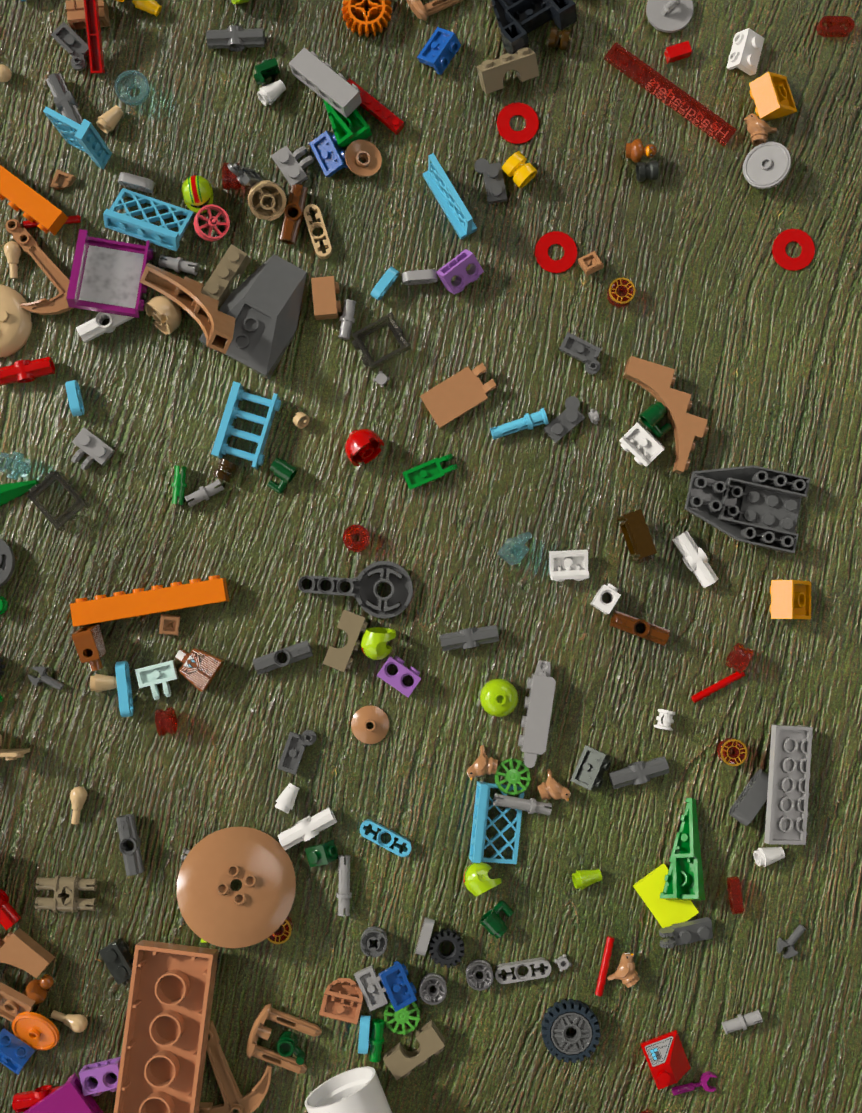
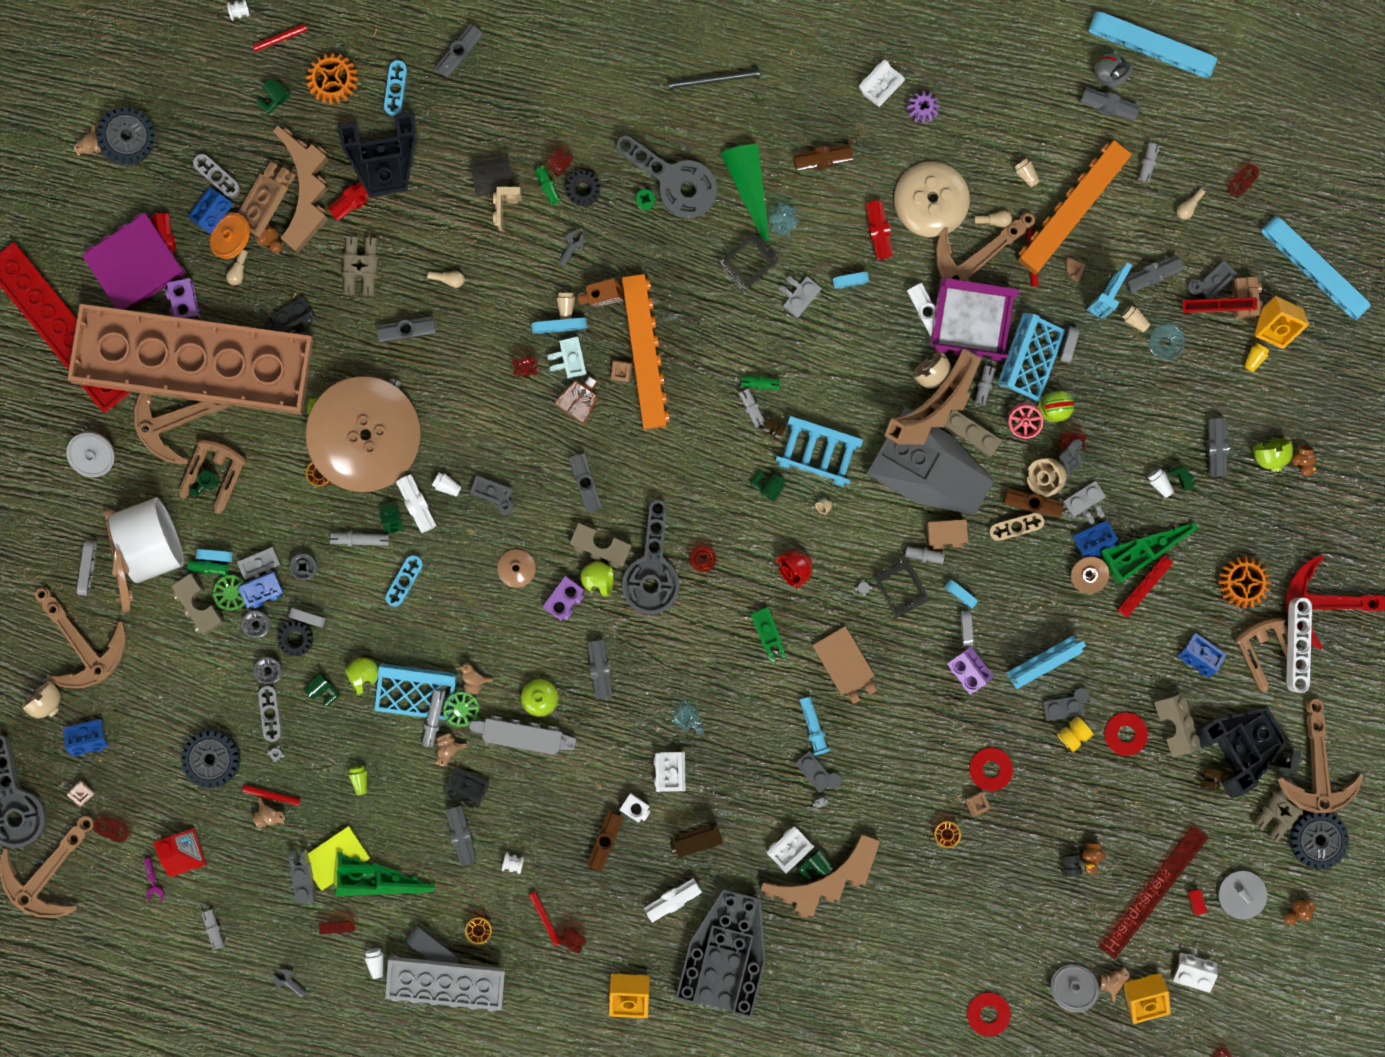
camera: 90 degrees right, 0 degrees up
(325, 82) = (1166, 538): light grey brick -> none
(342, 1001) = (247, 534): nougat slope -> none
(581, 351) = (886, 793): dark grey hinge -> none

